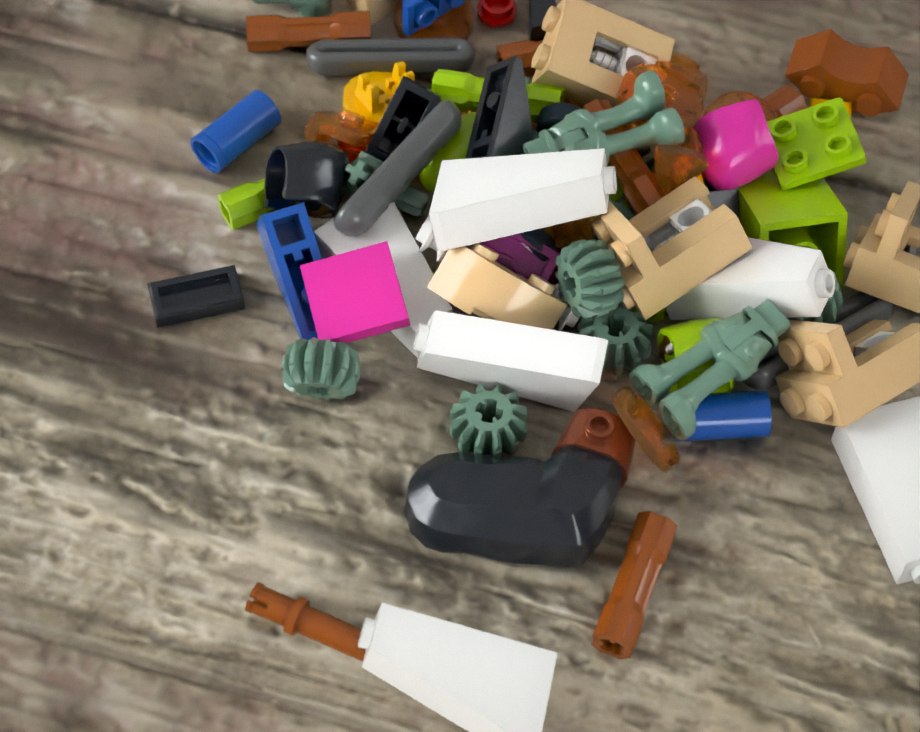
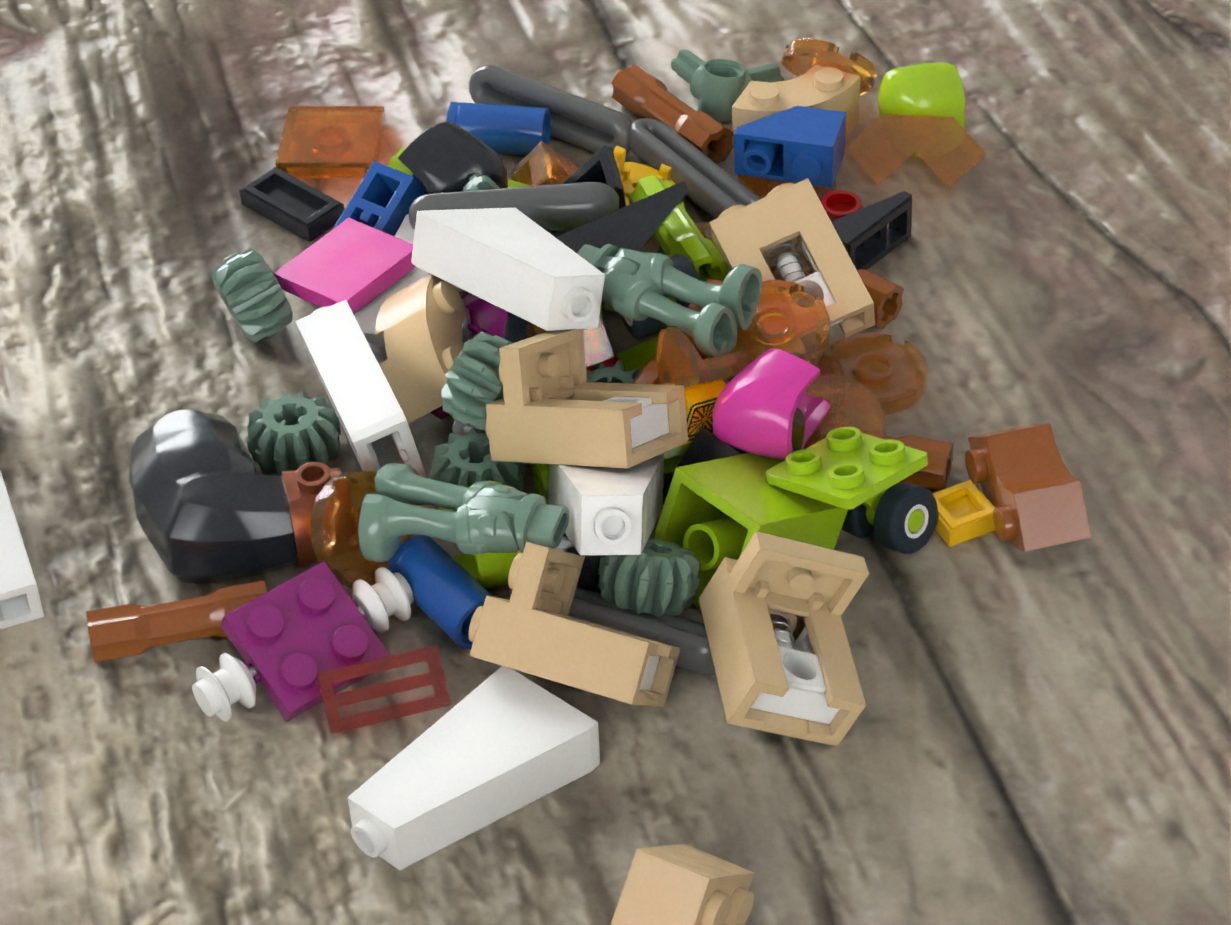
camera: 60 degrees right, 15 degrees down
(141, 235) = (330, 141): none -> clear orange tile
(214, 97) = (572, 117): none -> dark grey piece
(717, 521) = (300, 632): none -> magenta plate
(791, 497) = (434, 677): none -> clear red tile

